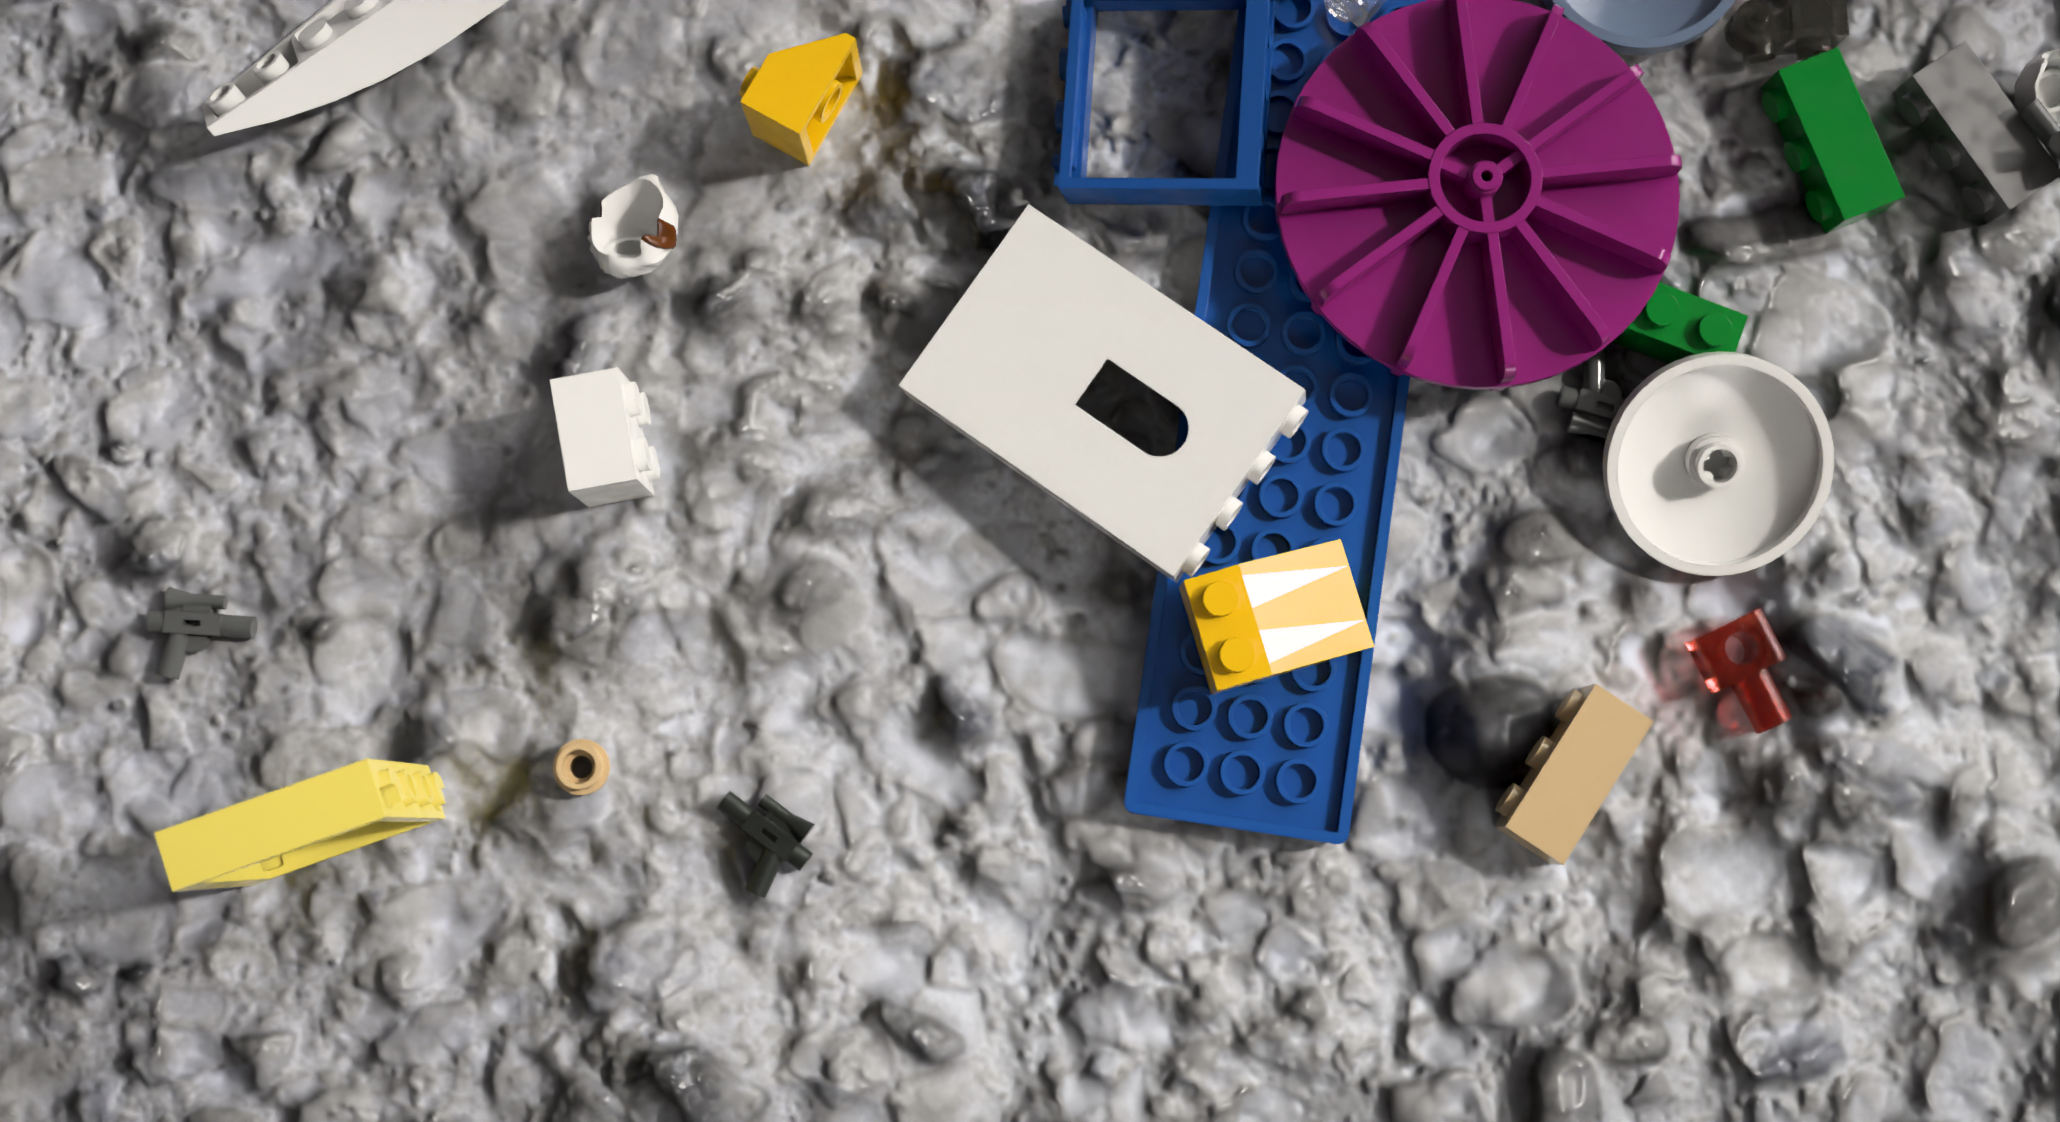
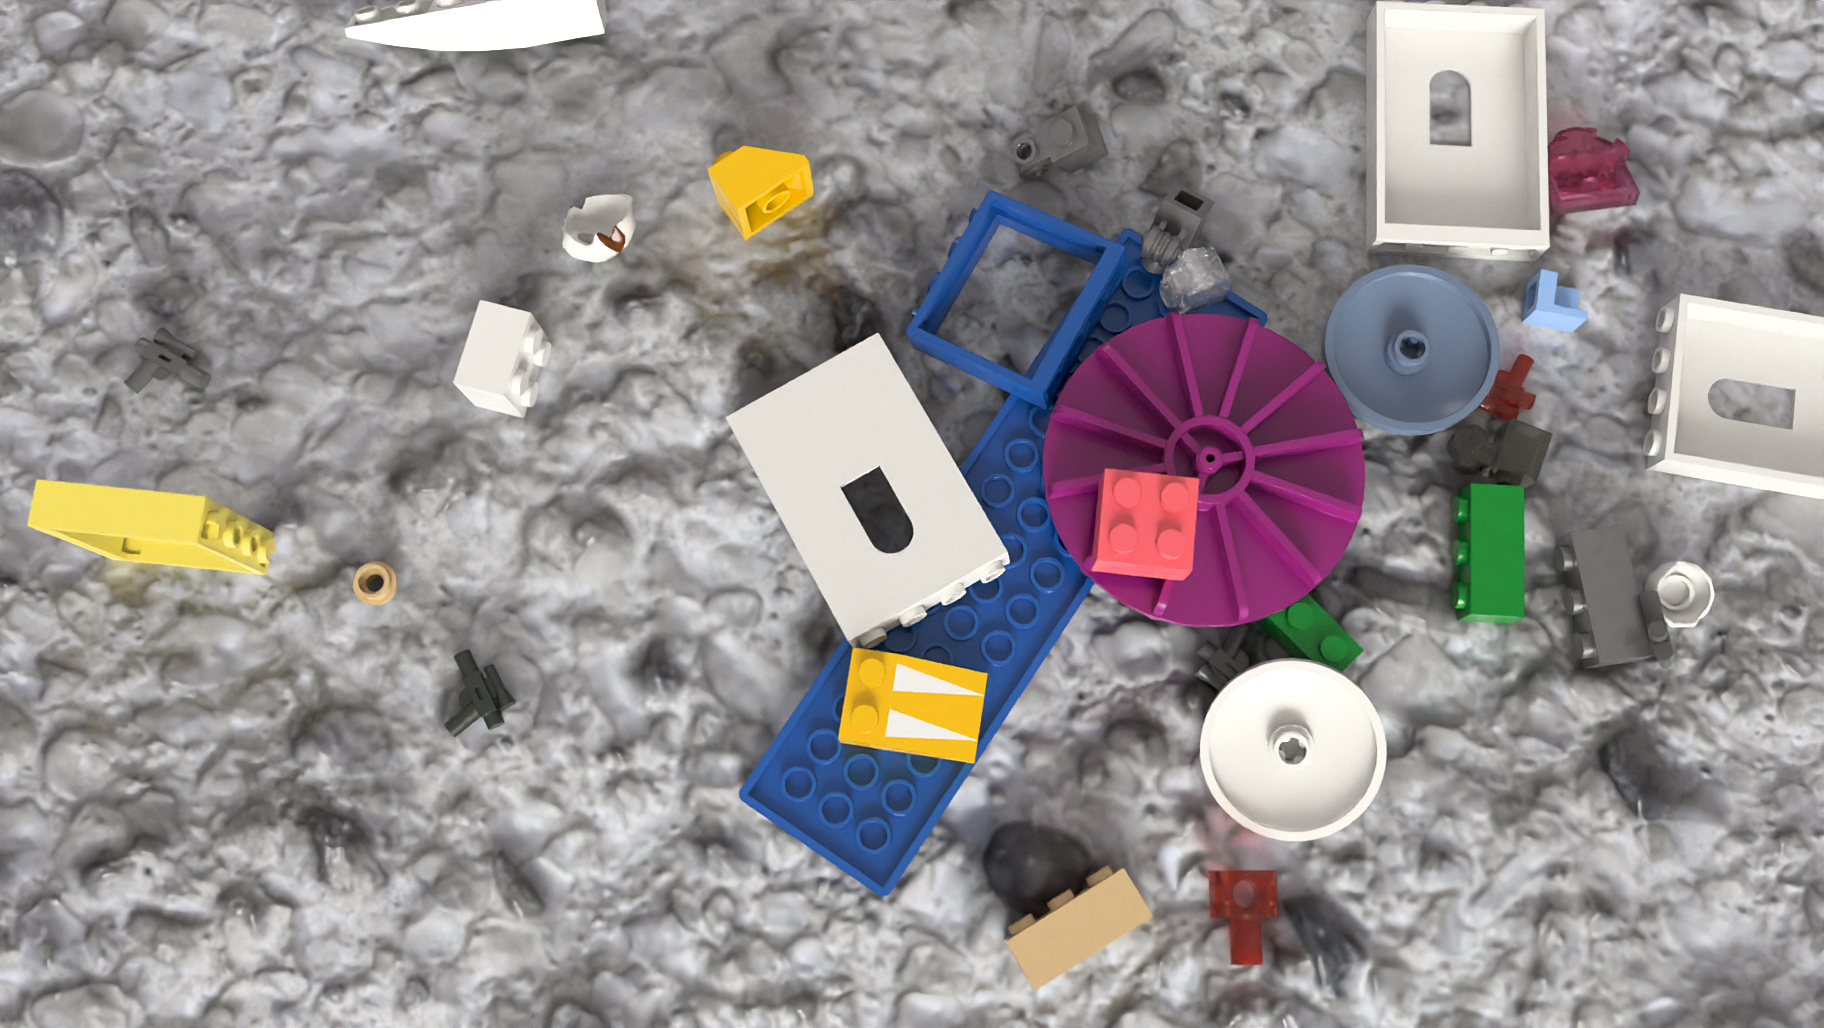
camera: 30 degrees right, 5 degrees down
(1455, 286) = (1145, 524): none -> coral brick

